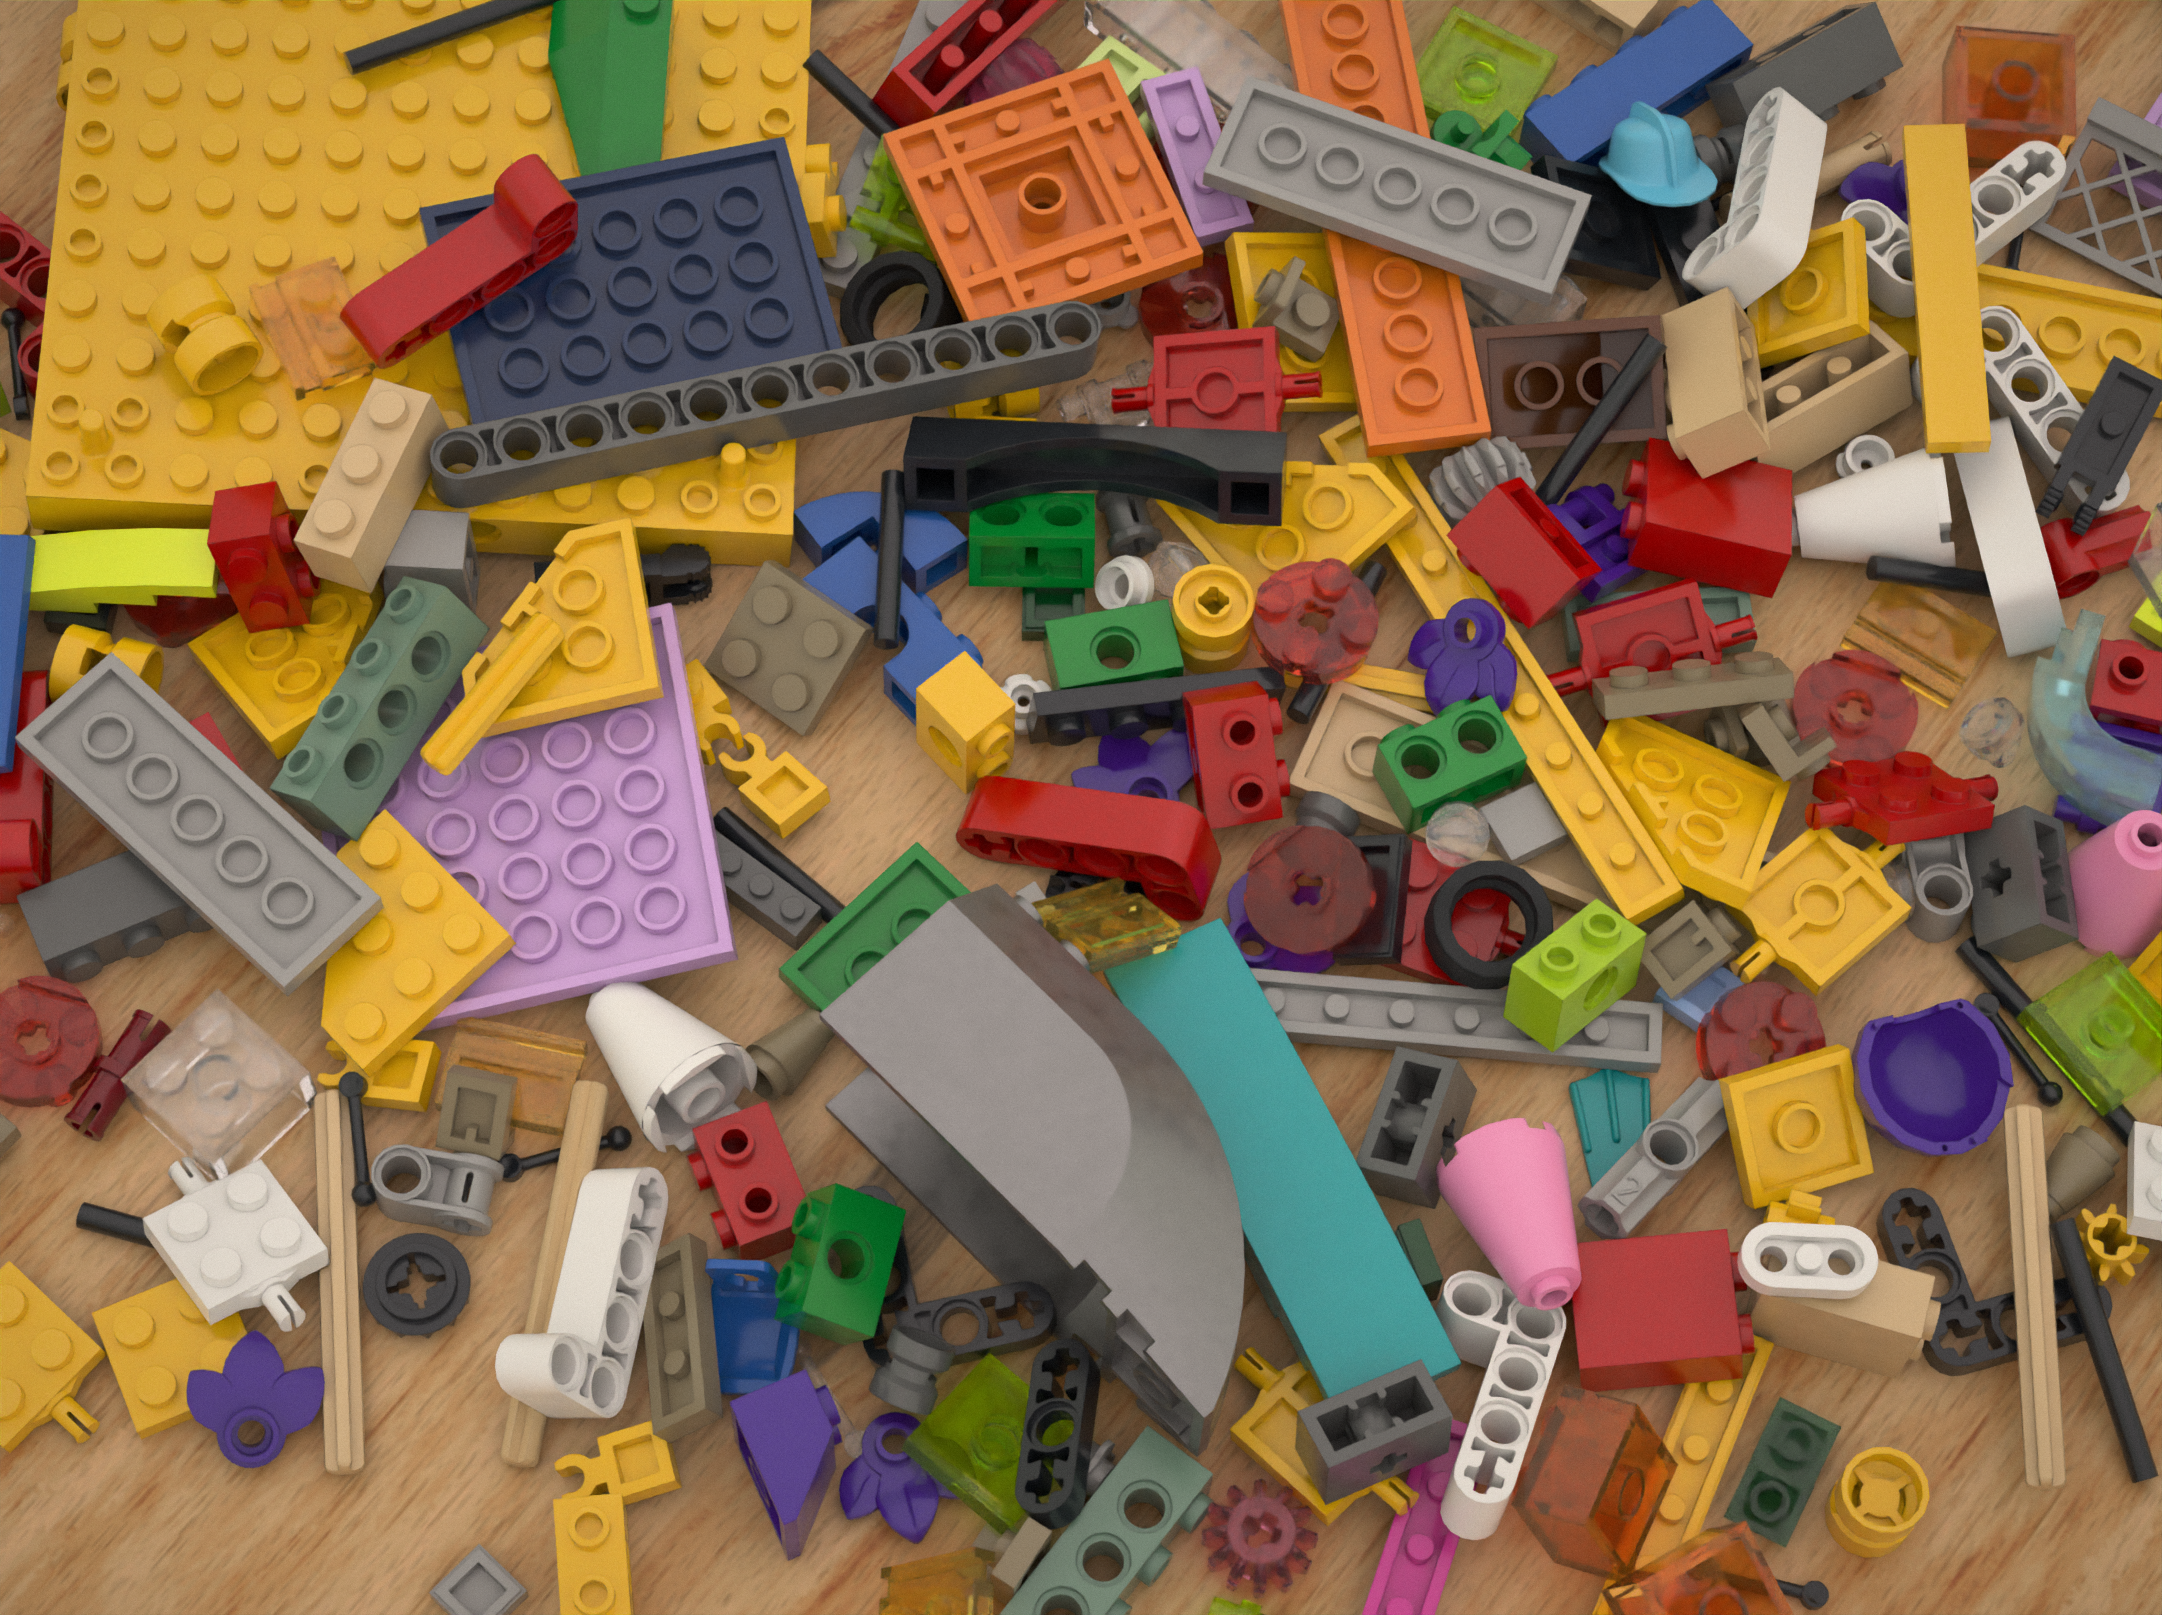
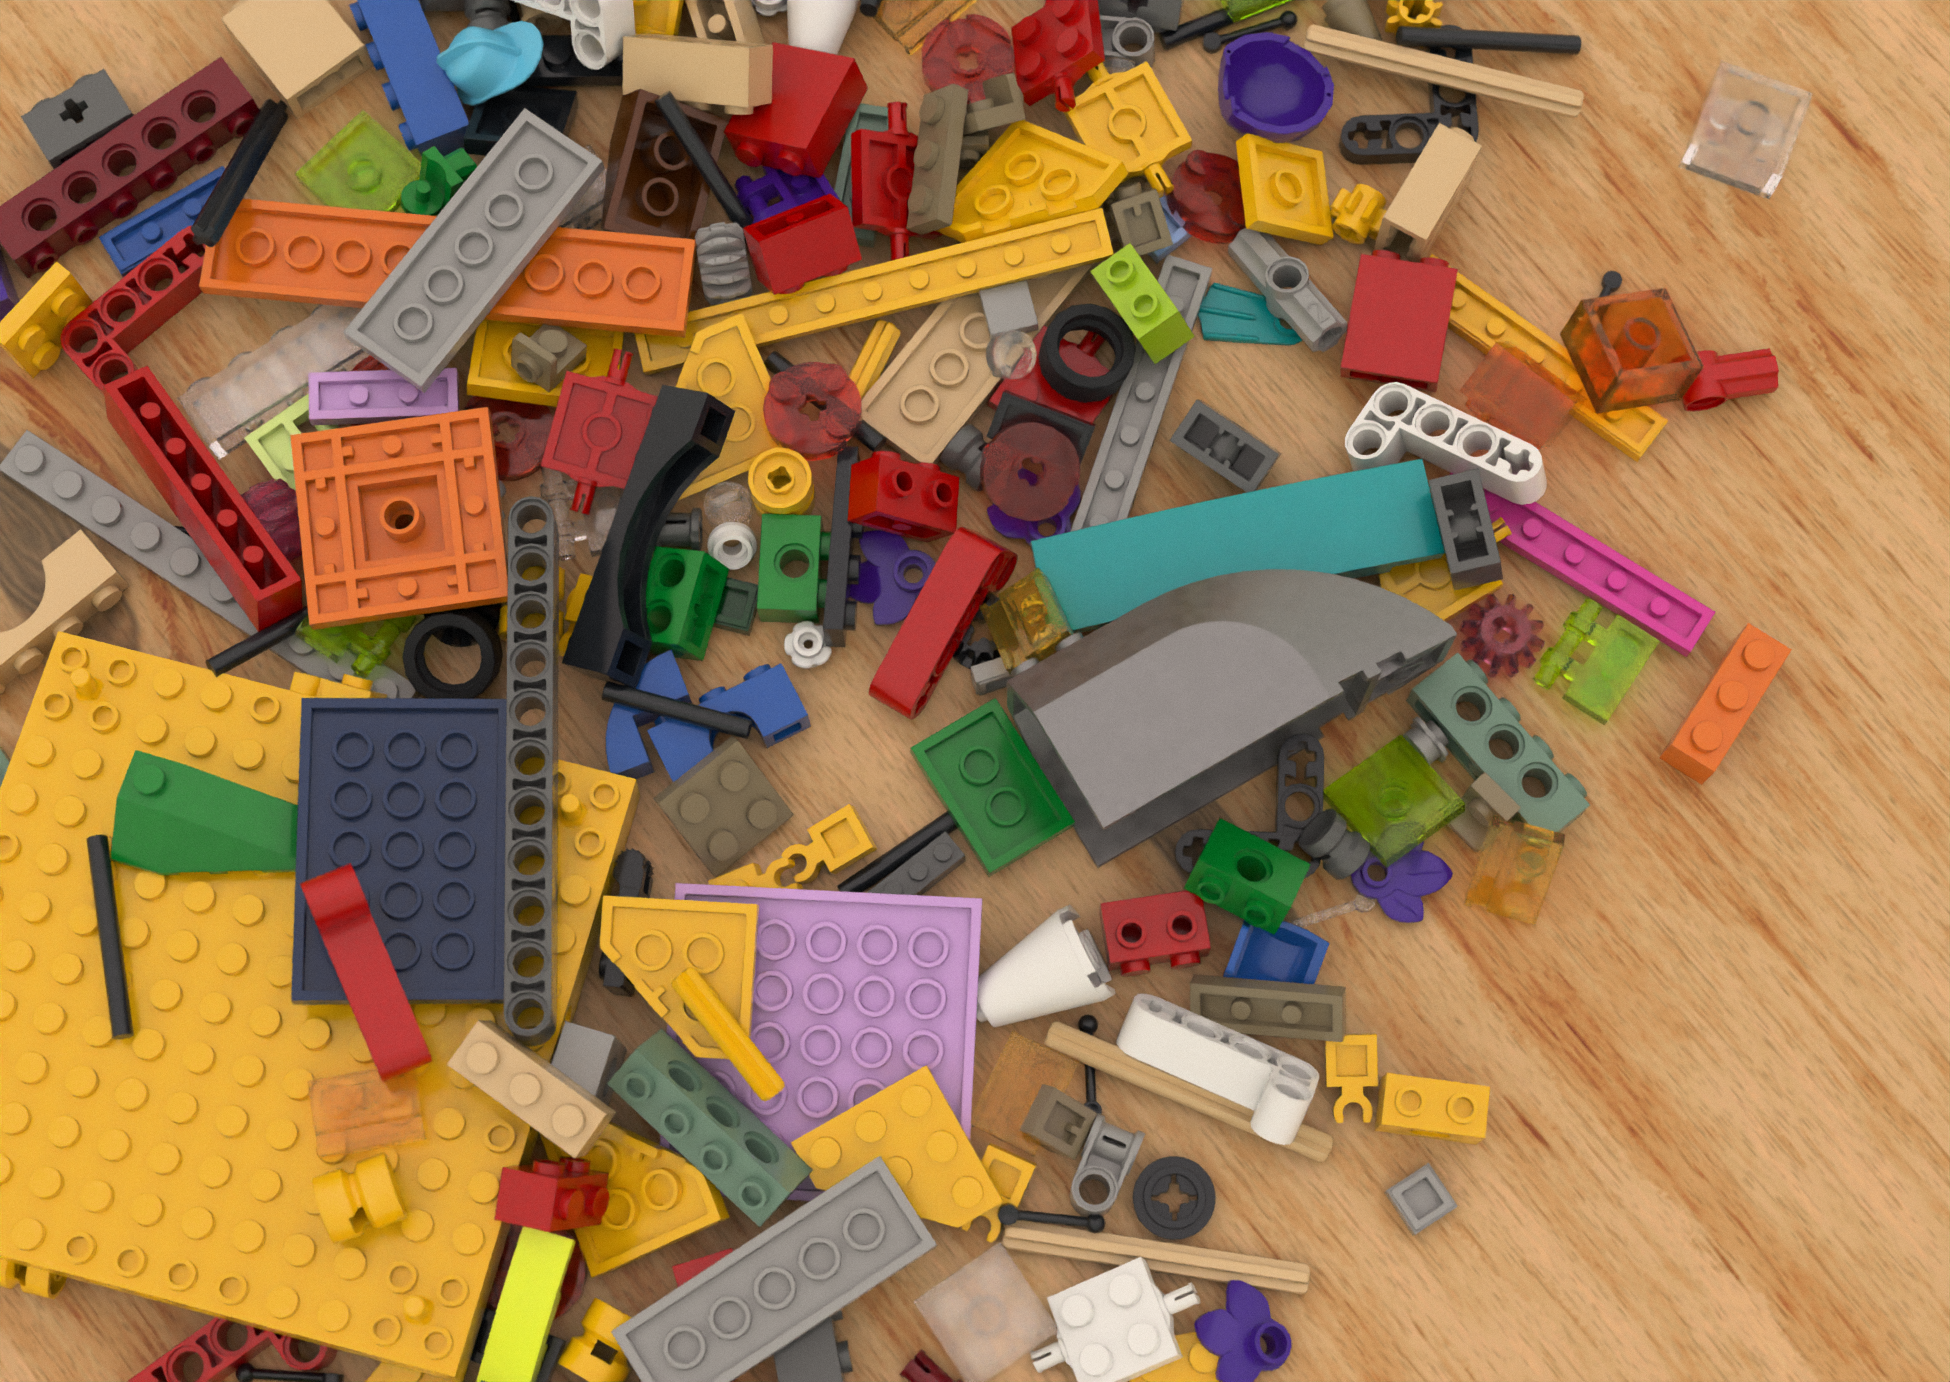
camera: 70 degrees left, 10 degrees up
(788, 1054) = (1054, 881): dark tan cone -> none
(789, 1451) = (1382, 946): dark purple slope -> none
(965, 722) = (830, 685): yellow brick -> none
(1071, 1458) = (1436, 775): black beam -> none
(1421, 1257) = (1321, 468): dark green tile -> none
(1454, 770) = (959, 345): green brick -> none
(1463, 666) = (877, 317): dark purple plate -> none
(1518, 1208) = (1316, 390): bright pink cone -> none
(1782, 1472) = (1522, 277): clear green slope -> none
(1805, 1257) = (1416, 202): white plate -> none
(1876, 1502) = (1566, 217): yellow wheel -> none

